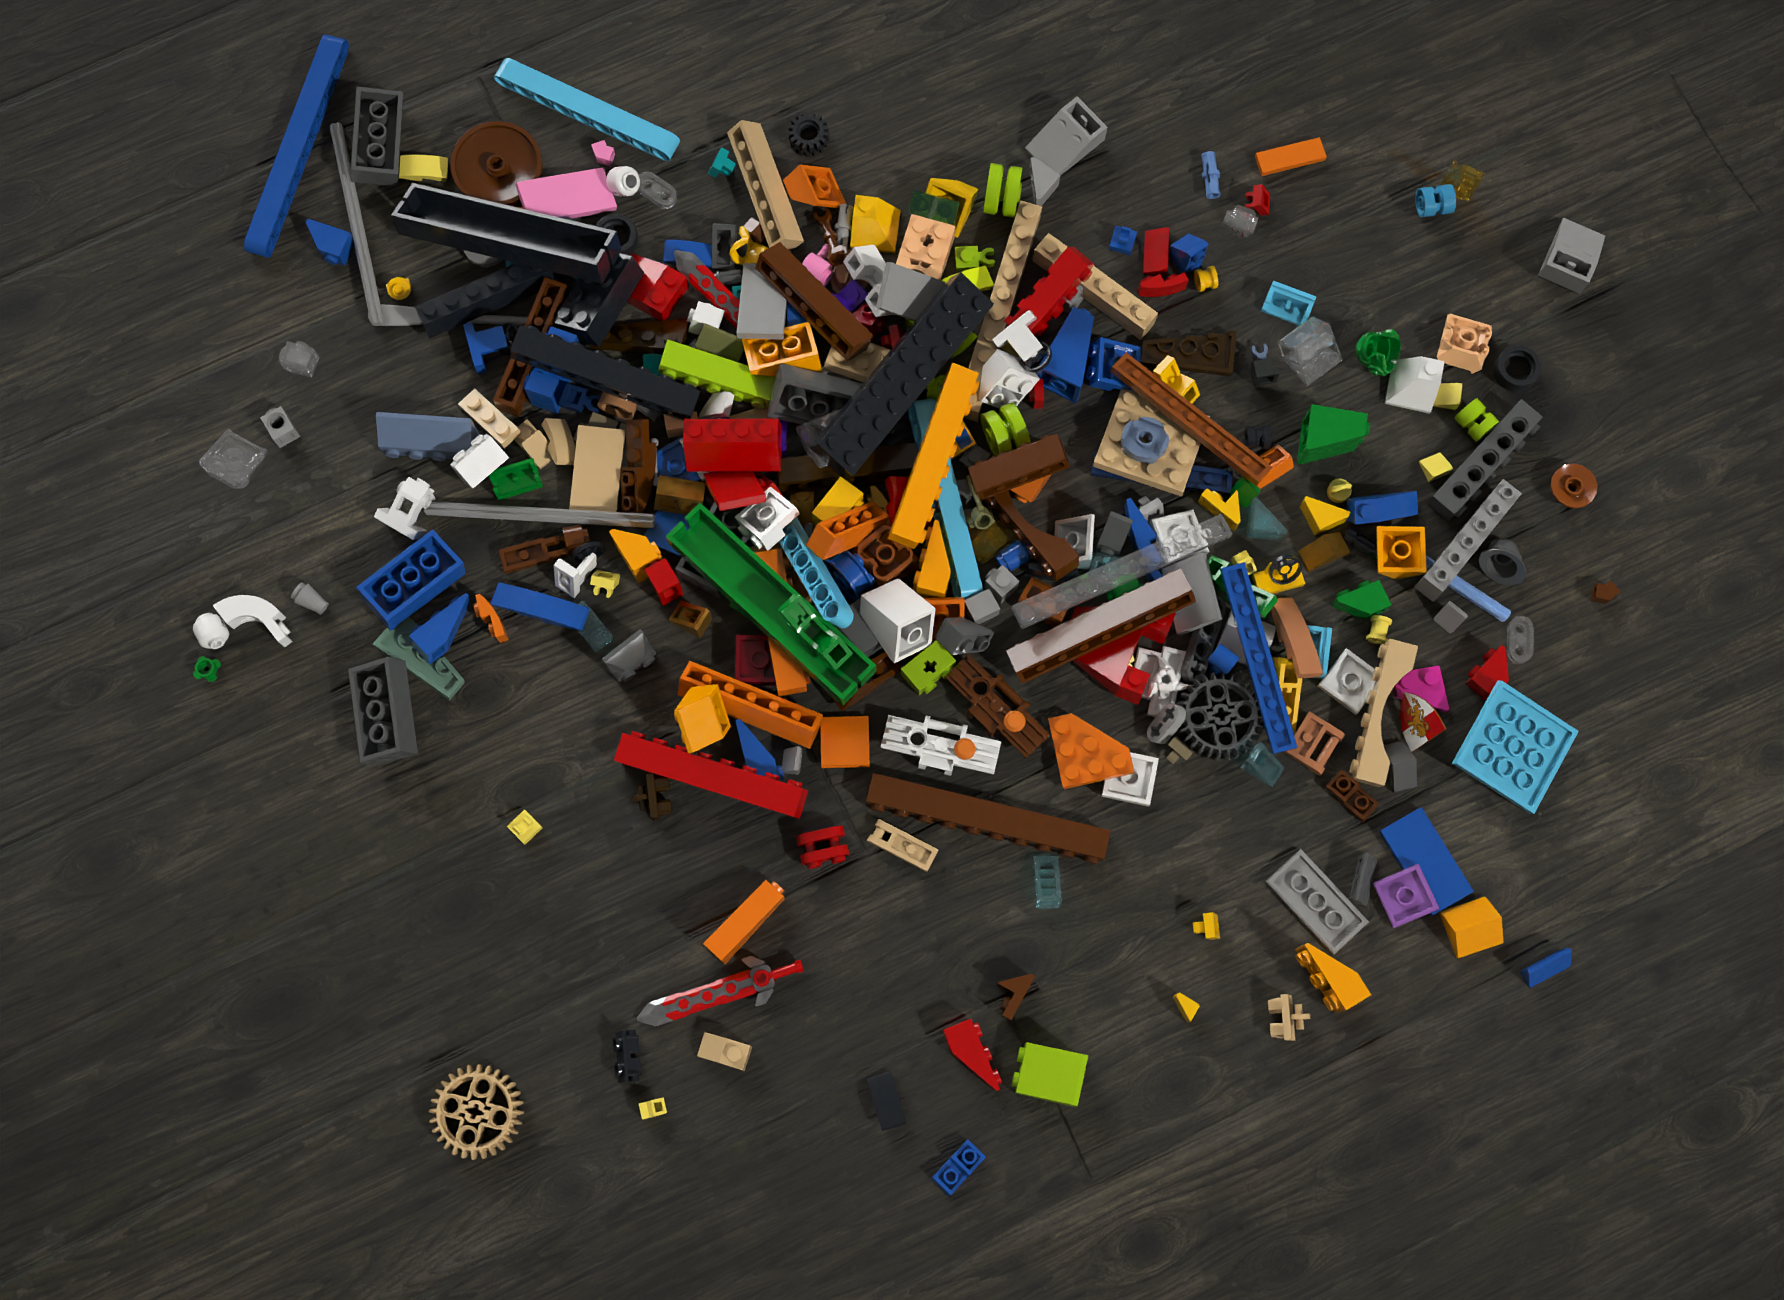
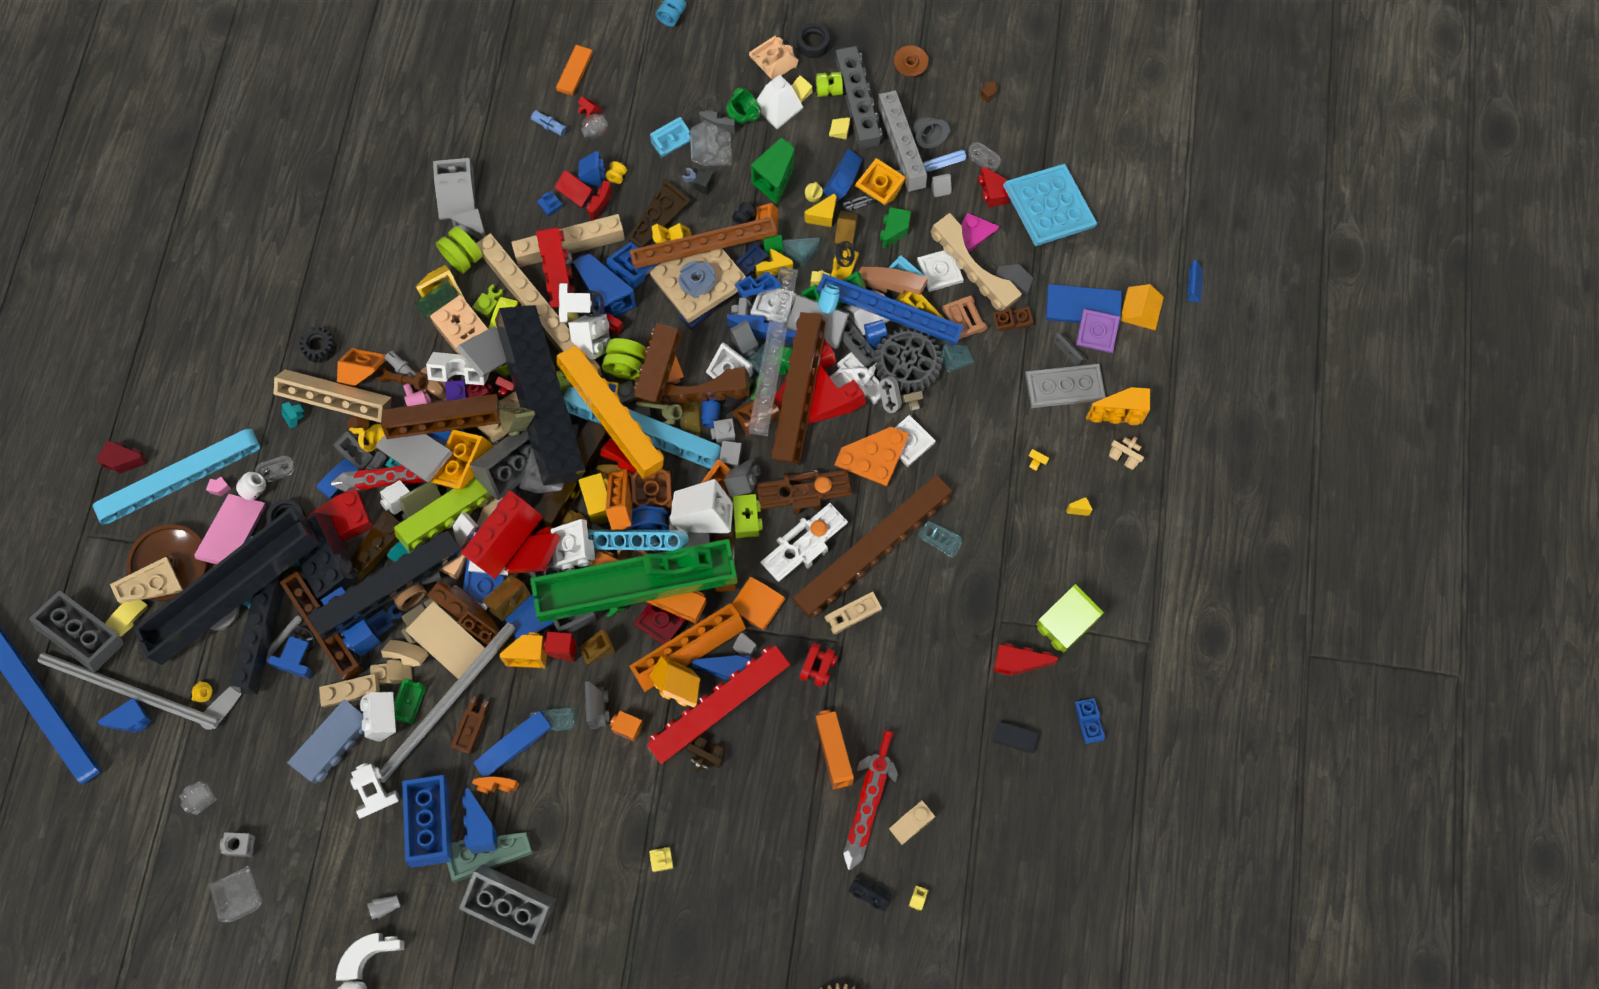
camera: 55 degrees left, 5 degrees down
(464, 163) = (149, 582): none -> tan wing
(566, 46) = (119, 458): none -> dark red slope
(570, 578) = (508, 708): white piece -> none
(575, 536) = (483, 688): reddish brown plate -> none
(606, 580) = (527, 687): light yellow tile -> none
(631, 701) = (626, 725): none -> orange brick
(857, 370) = (515, 419): none -> olive slope
(874, 224) = (415, 346): yellow slope -> none
(934, 566) = (682, 463): light orange slope -> none
(1018, 987) = (999, 603): reddish brown slope -> none
(1185, 508) = (763, 283): none -> blue slope
(1218, 587) = (828, 298): none -> medium azure brick
(1341, 329) = (712, 117): none -> dark grey slope
(1378, 629) = (919, 230): light yellow bush -> none
(1419, 721) = (994, 246): shield -> none

